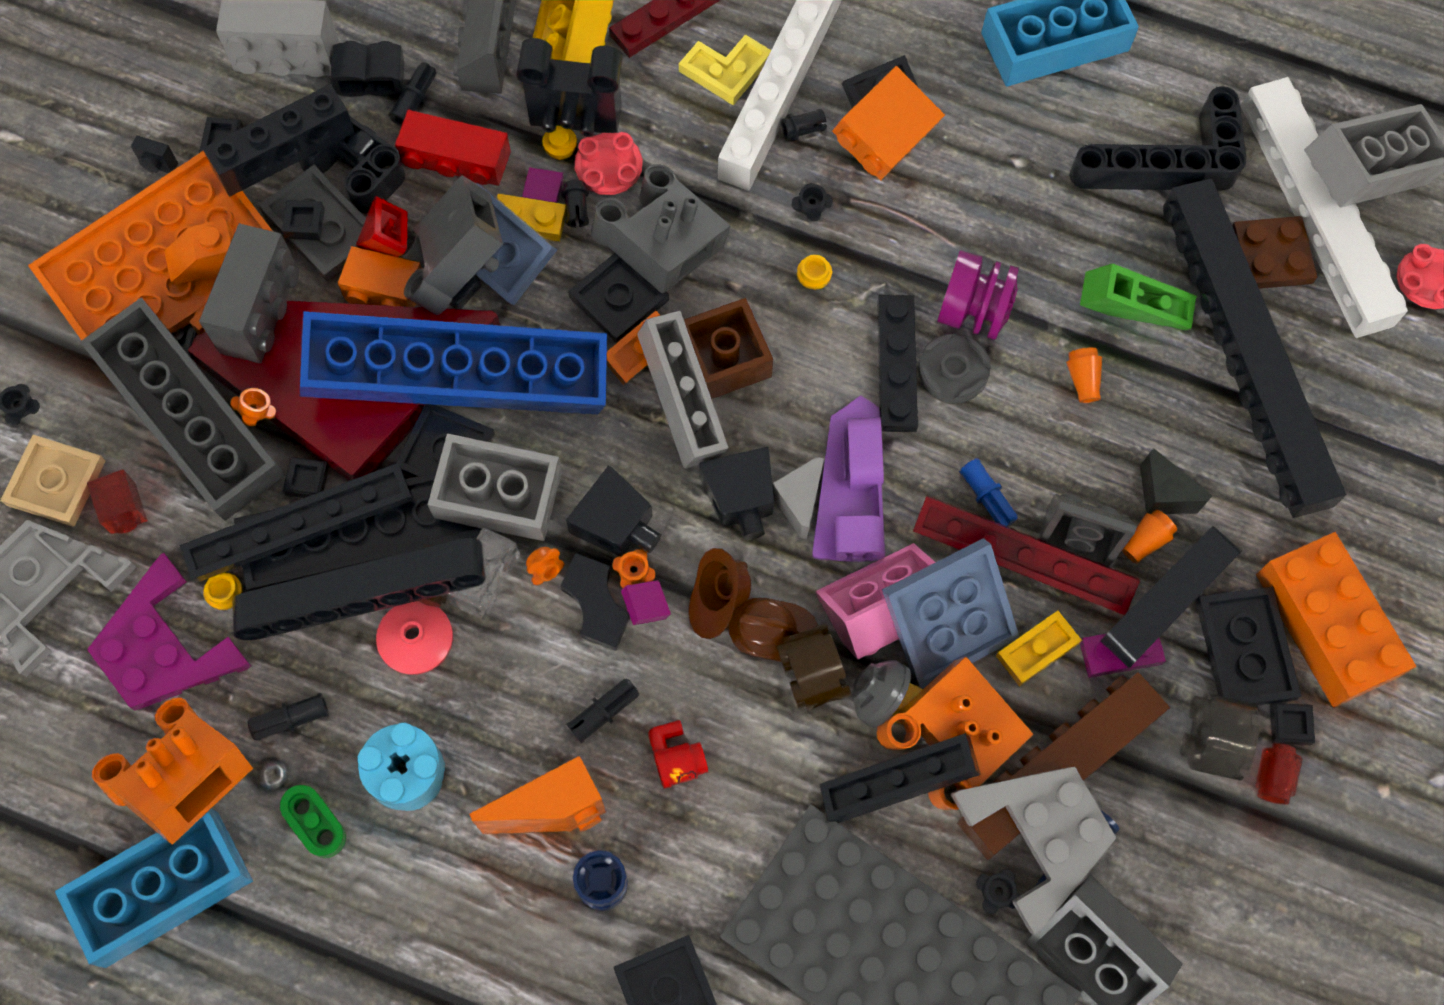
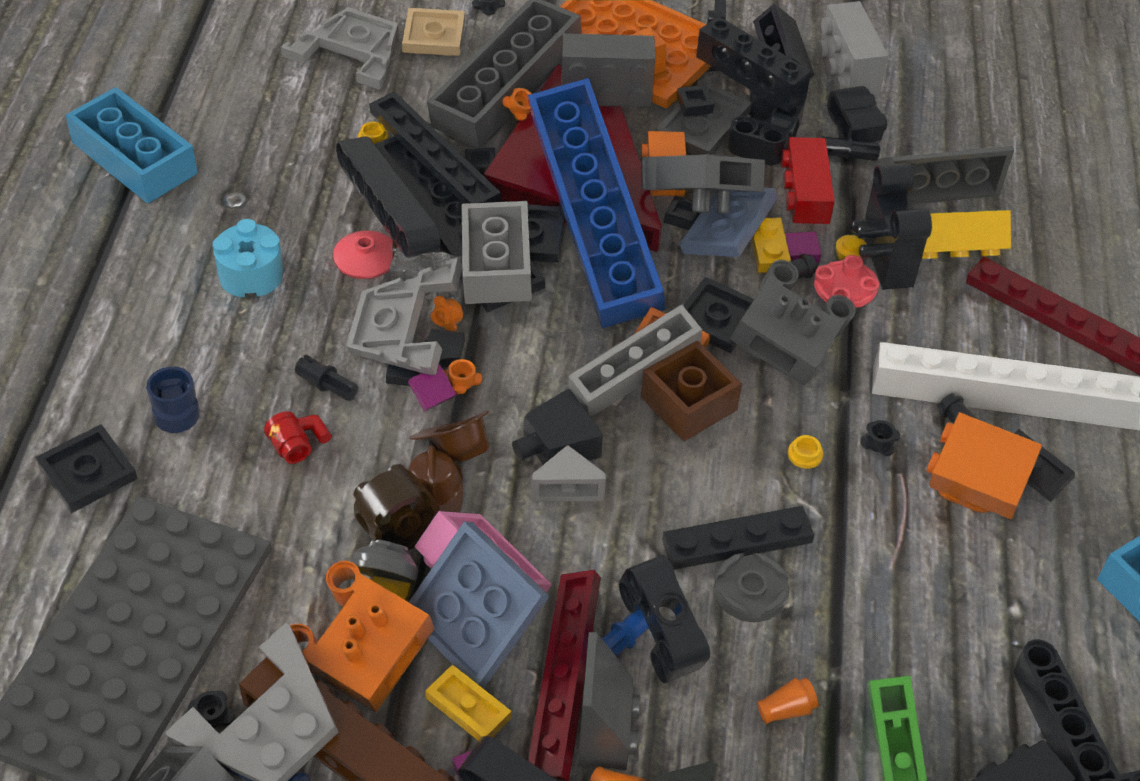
camera: 75 degrees right, 20 degrees down
(117, 502) = (426, 64): clear red brick -> none
(144, 653) = (313, 109): magenta wing -> none
(178, 773) = (214, 125): orange piece -> none
(230, 100) = (782, 33): none -> black brick
(288, 717) = (280, 193): black axle -> none
(314, 822) = (197, 222): green plate -> none
(384, 229) = (708, 141): red slope -> none
(545, 627) = (389, 318): none -> light grey wing
(549, 803) = (237, 349): orange slope -> none
(613, 516) = (506, 349): black torso -> none
(726, 75) = (981, 337): light yellow plate -> none
(851, 488) = (579, 522): medium lavender panel -> none
(900, 779) = (300, 592): black plate -> none
(978, 295) = (829, 574): magenta wheel -> none
(1023, 443) = (680, 642): none -> black beam

